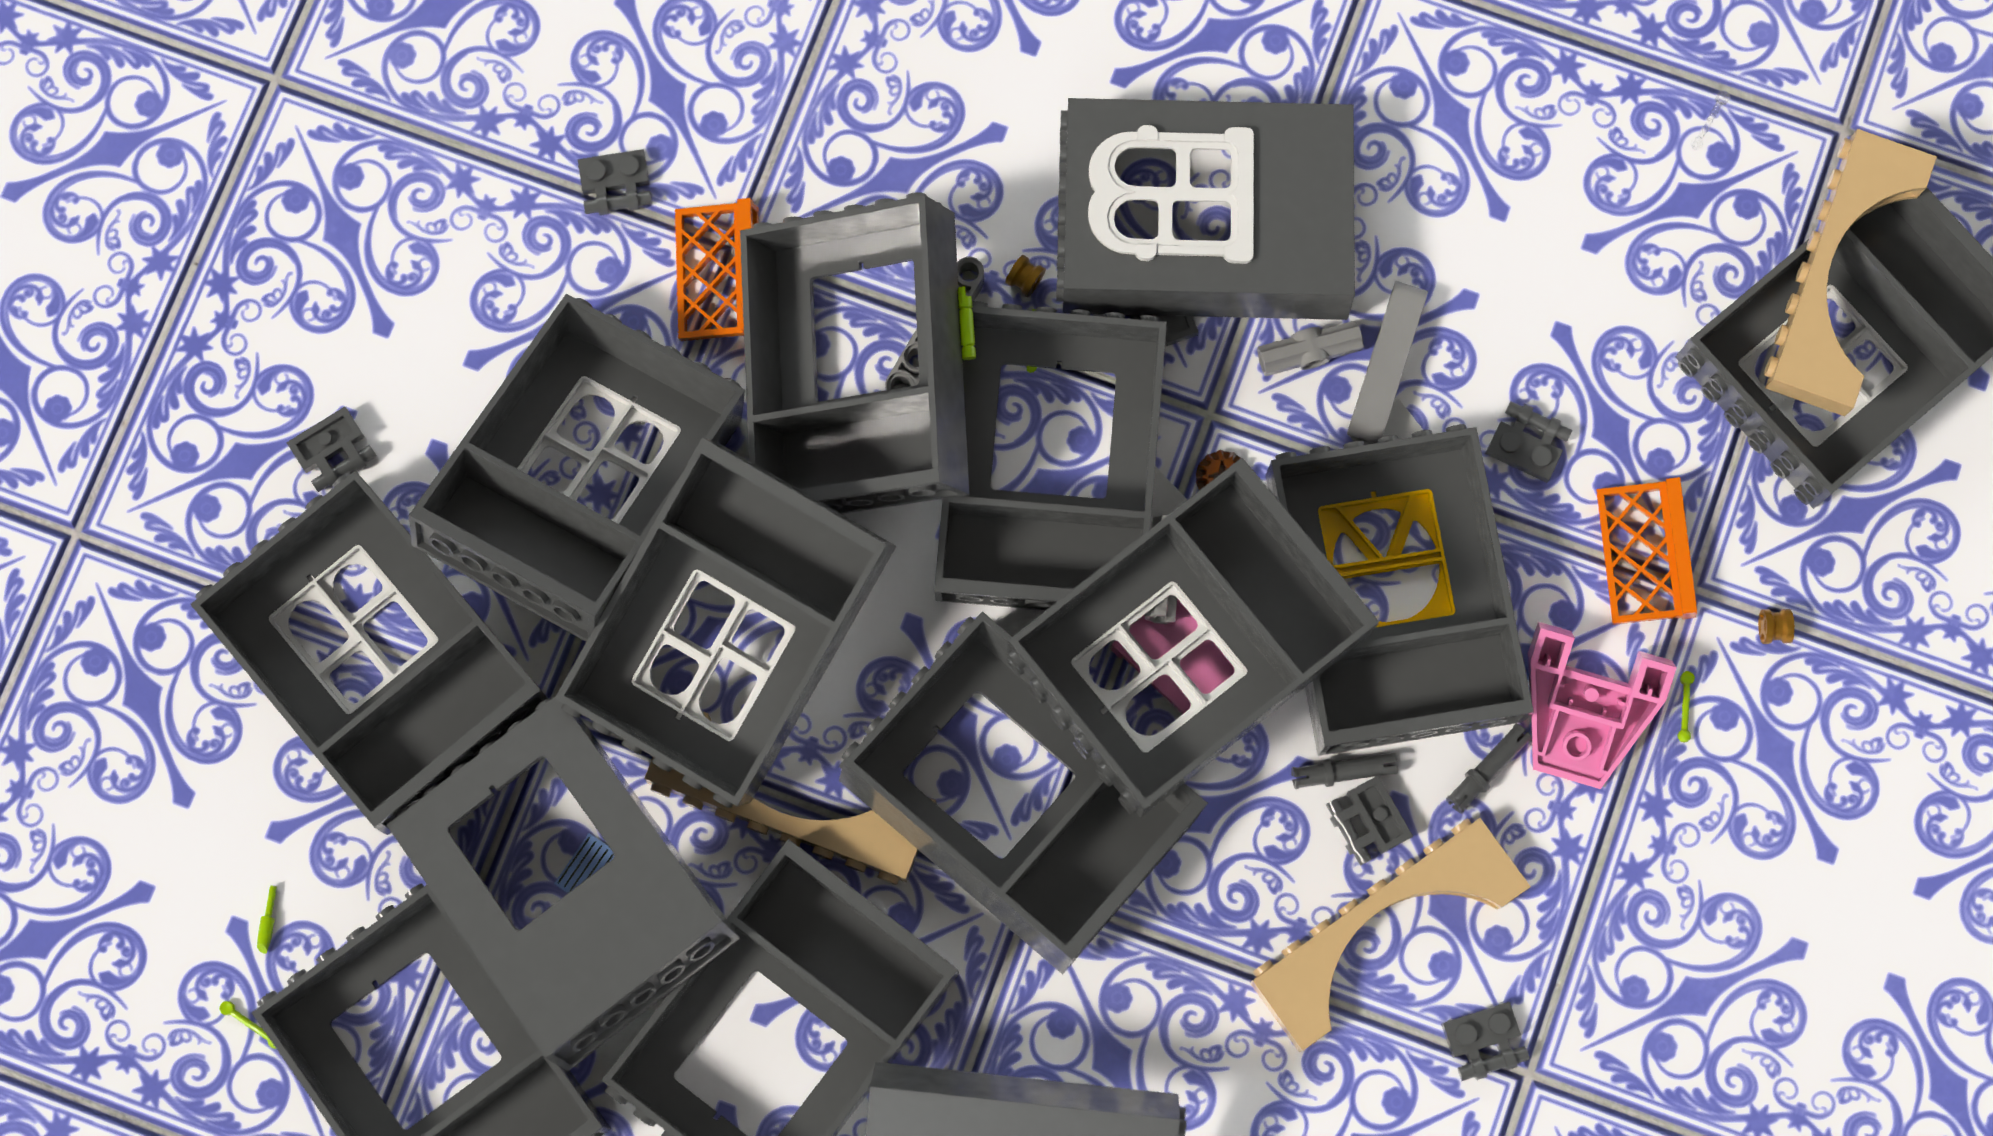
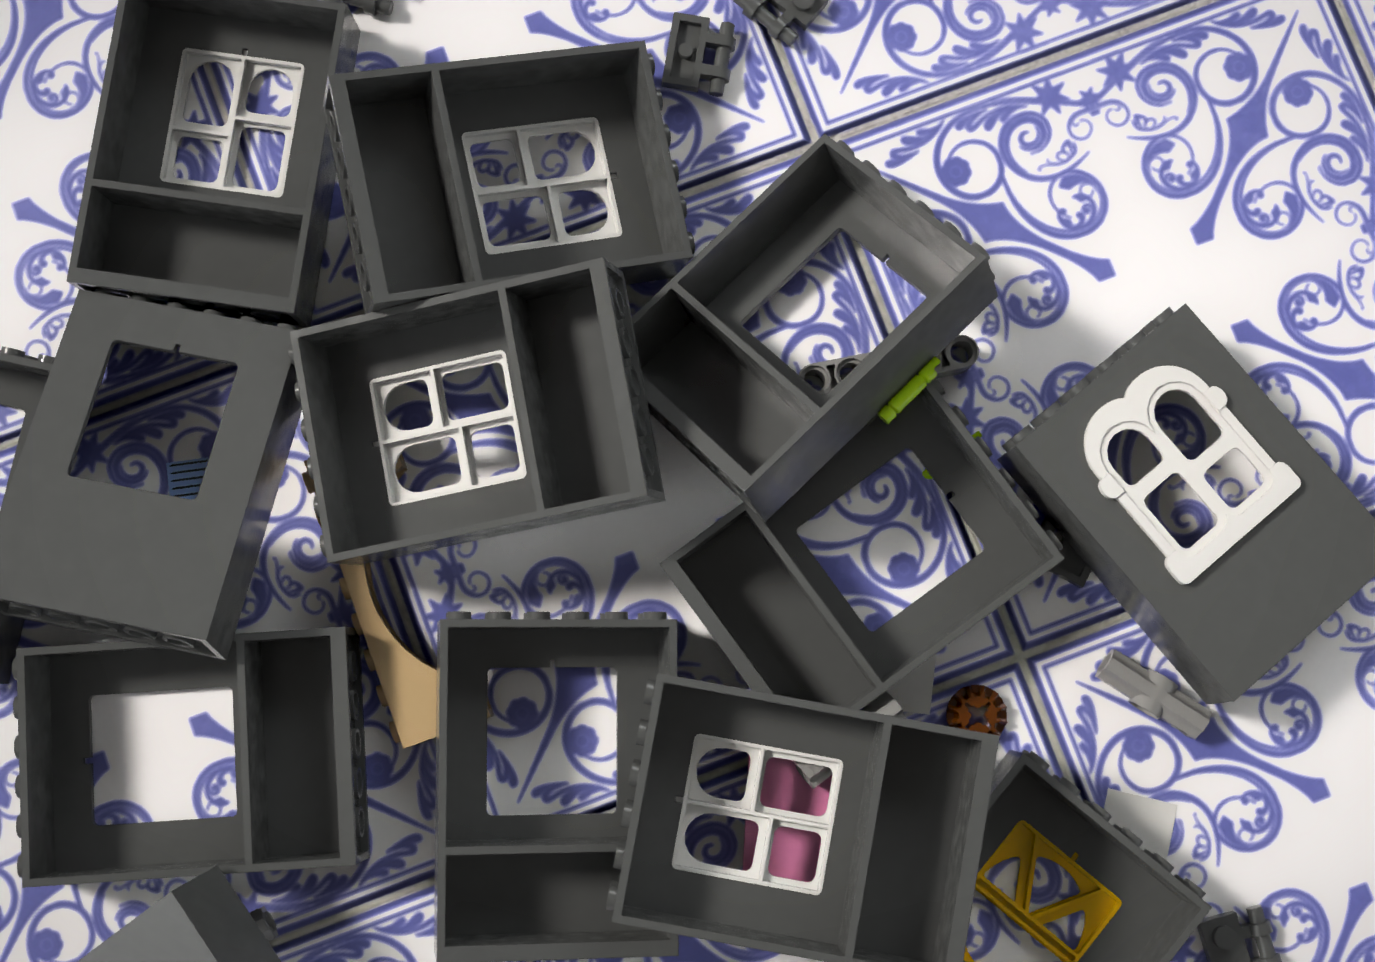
camera: 50 degrees right, 5 degrees up
(594, 277) = (686, 54): none -> dark grey plate
(745, 216) = (846, 128): orange fence -> none
(1025, 275) = (1001, 400): pearl gold wheel -> none
(1387, 362) = (1200, 770): light grey beam -> none

